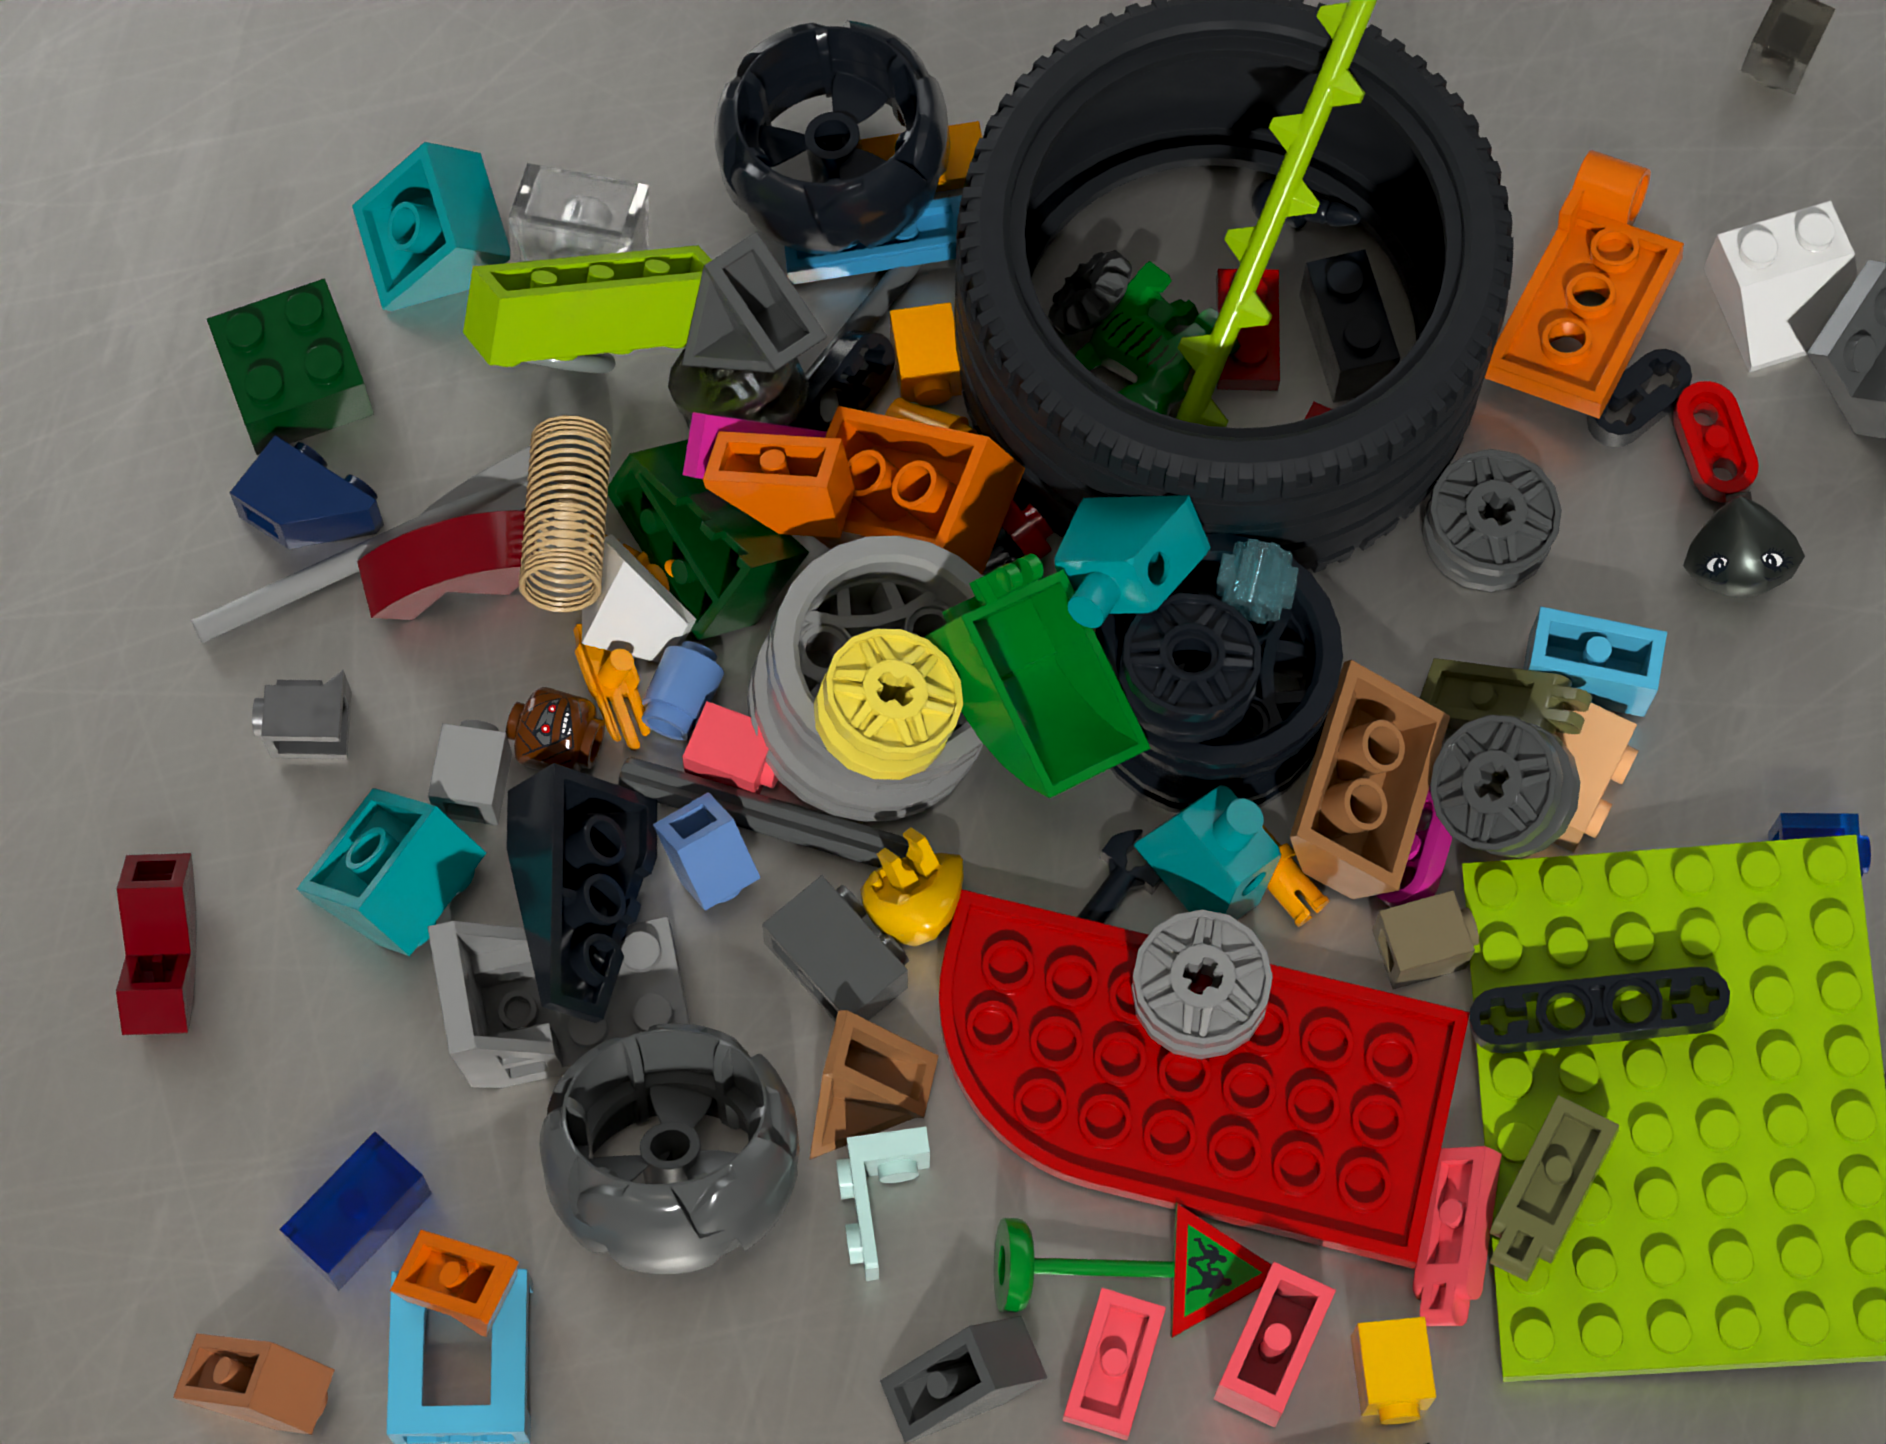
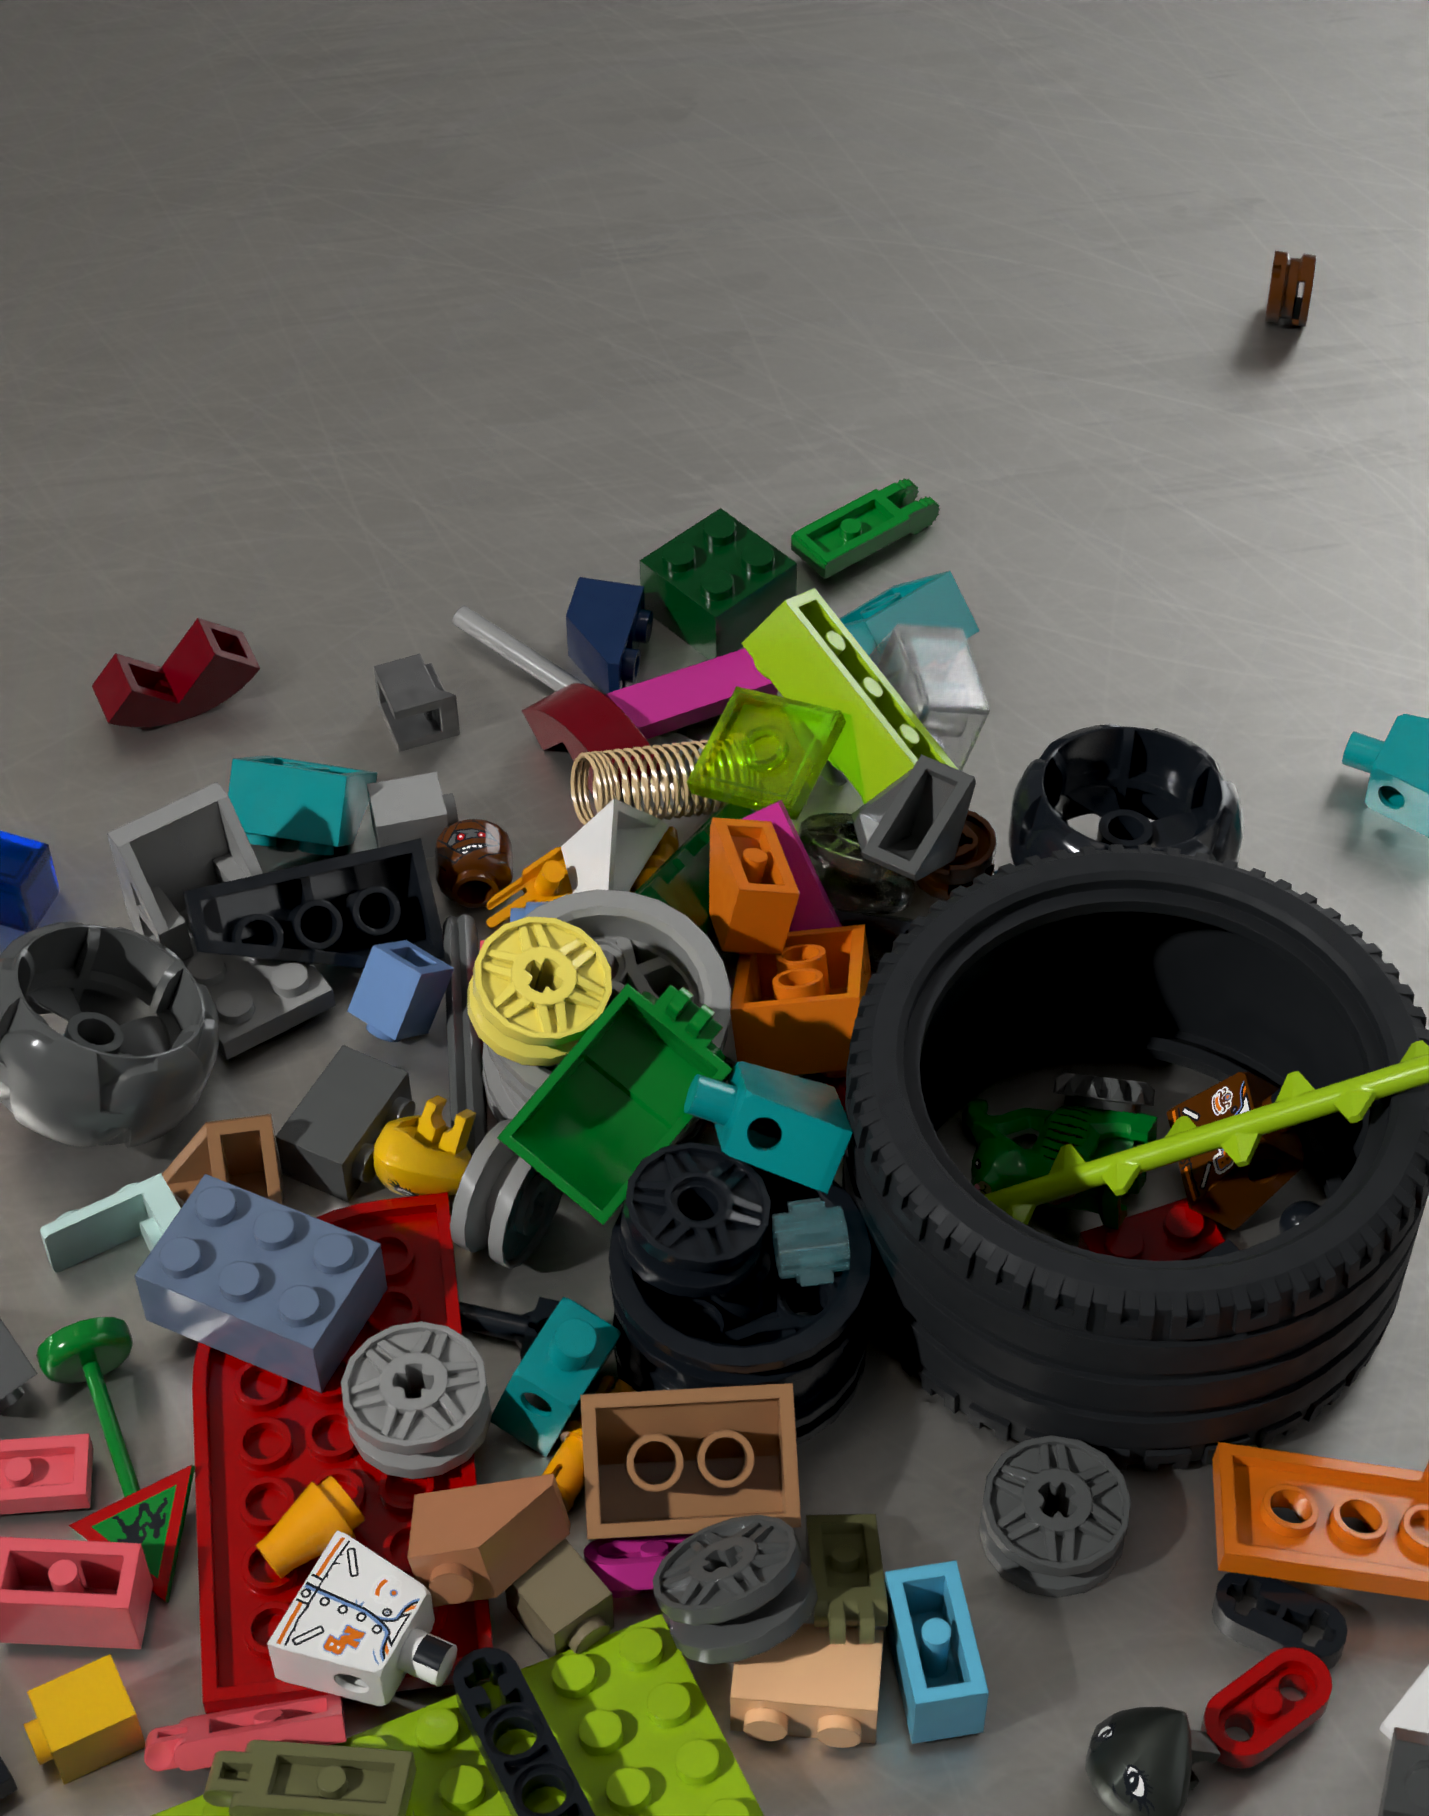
camera: 70 degrees right, 20 degrees down
(266, 204) = (863, 527): none -> green hinge
(424, 445) = (689, 693): none -> dark pink tile
(614, 402) = (766, 751): none -> clear neon green tile
(1005, 830) = (502, 1203): none -> light grey wheel
(1023, 1077) = (262, 1282): none -> sand blue brick
(1198, 202) = (1213, 1179): none -> reddish brown torso
(1295, 1116) = (309, 1526): none -> light orange cone
(1376, 977) = (484, 1536): none -> nougat slope
(1413, 1102) = (359, 1628): none -> white torso

